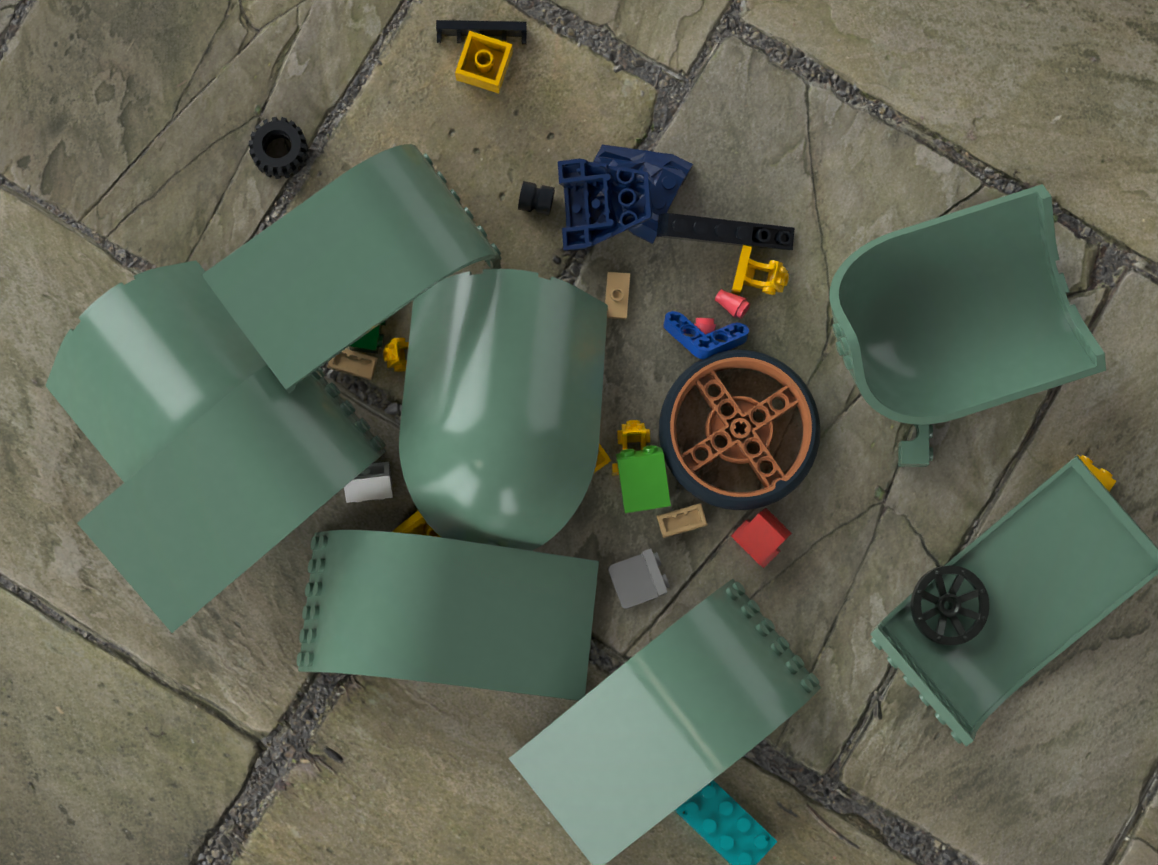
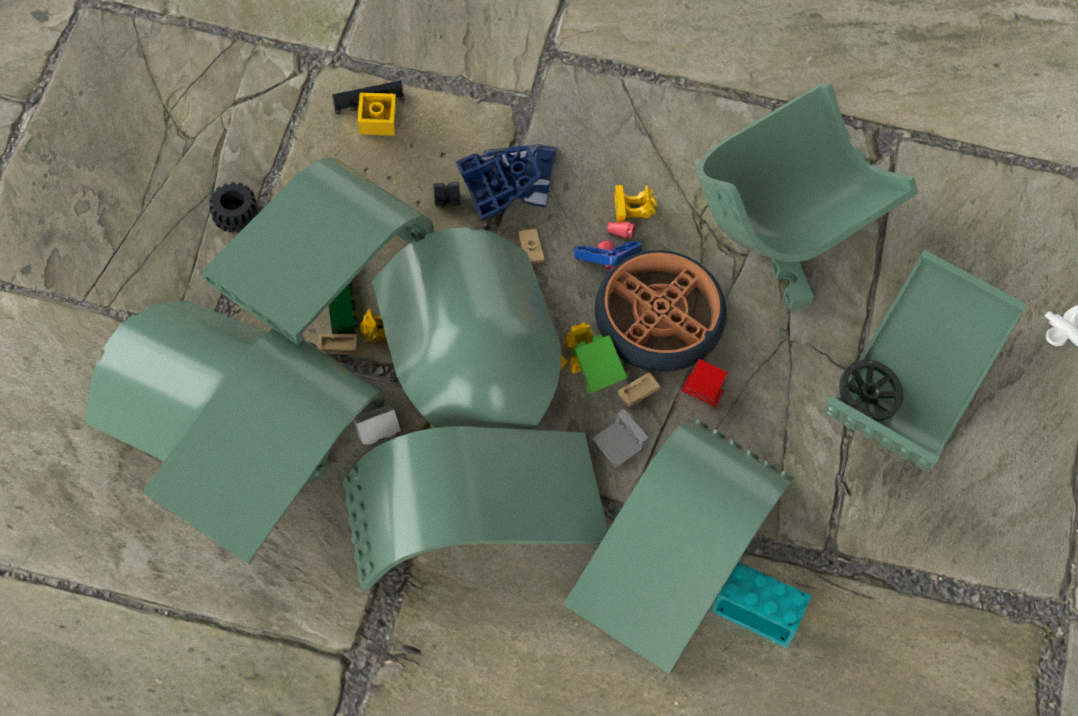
camera: 20 degrees left, 20 degrees down
(724, 231) = (595, 180): black slope -> none

